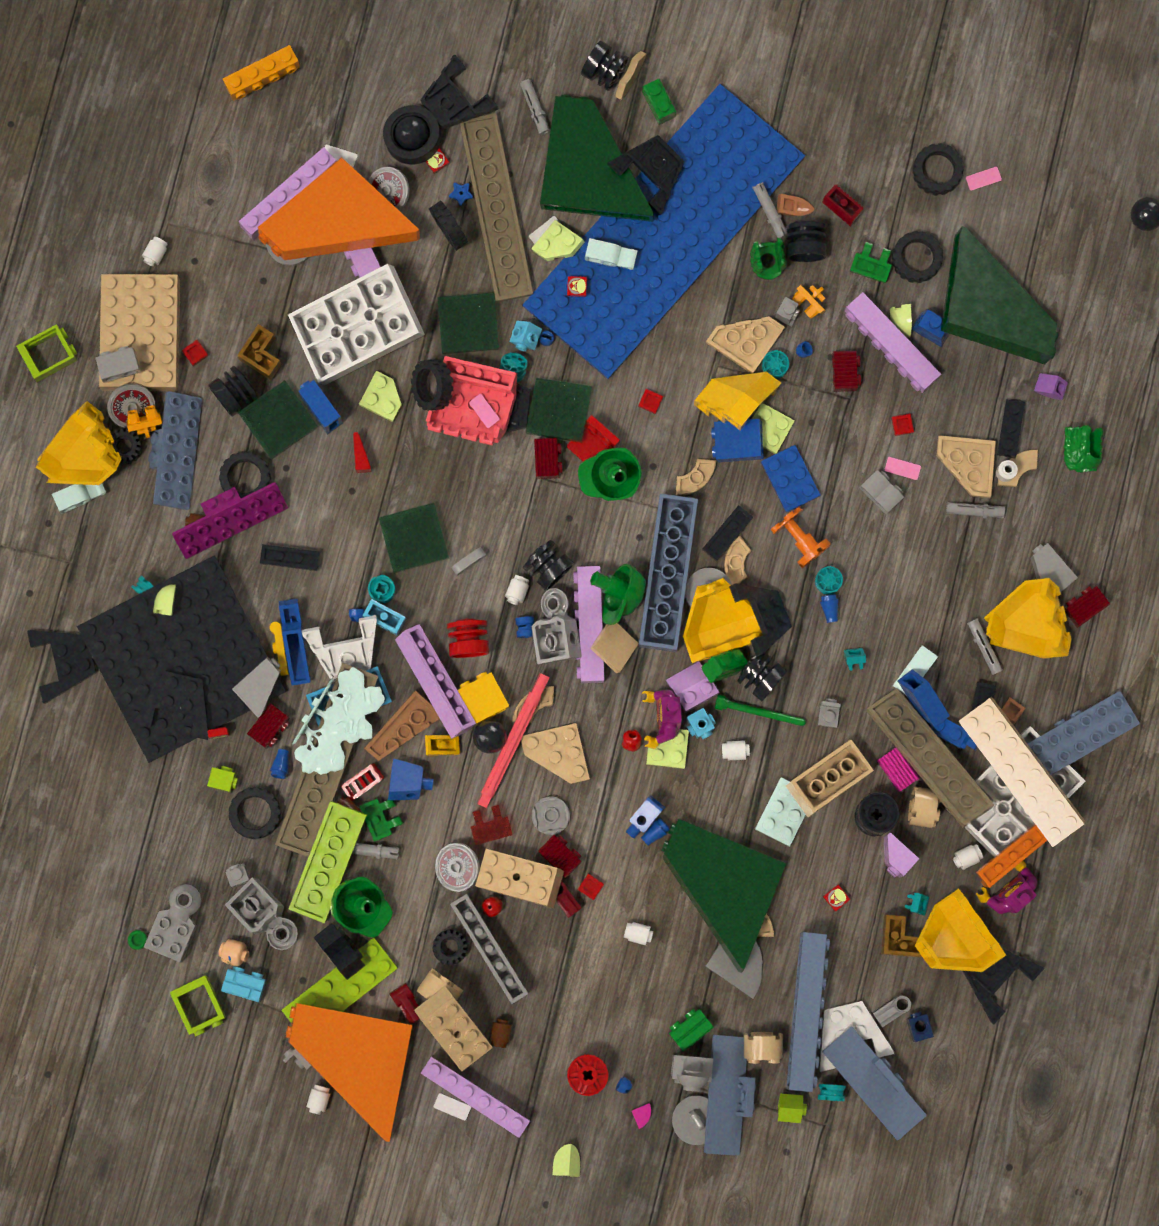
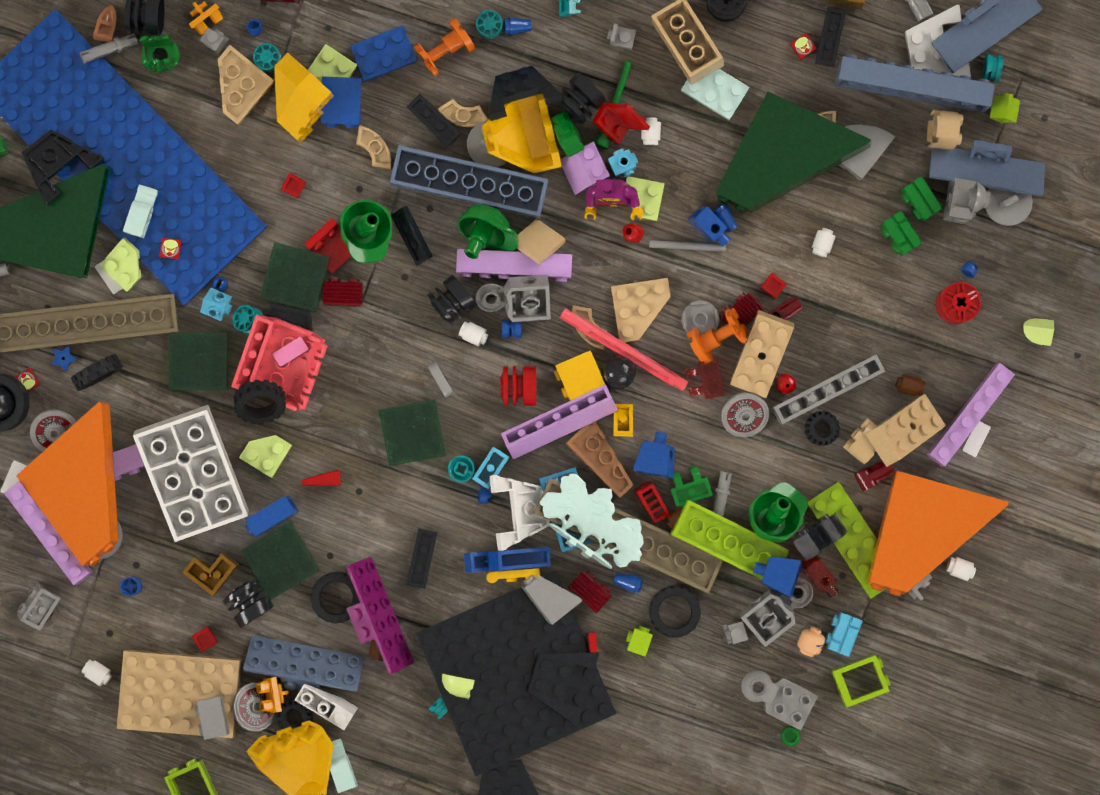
camera: 80 degrees left, 5 degrees up
(137, 476) = (327, 705): none -> white slope
(215, 190) = (37, 607): none -> light grey bracket
(240, 273) = (127, 586): none -> blue wheel
(298, 913) = (780, 574): none -> blue torso
(306, 950) = (815, 571): none -> clear red torso
(524, 818) = (711, 339): none -> orange piece
(610, 521) = (411, 235): none -> black plate
(623, 796) = (686, 245): none -> light grey bar
(642, 1115) = (999, 254): dark pink tile -> none
(654, 1011) = (900, 233): none -> green brick
(742, 714) = (616, 120): none -> red bracket
(848, 924) = (830, 37): none -> black plate

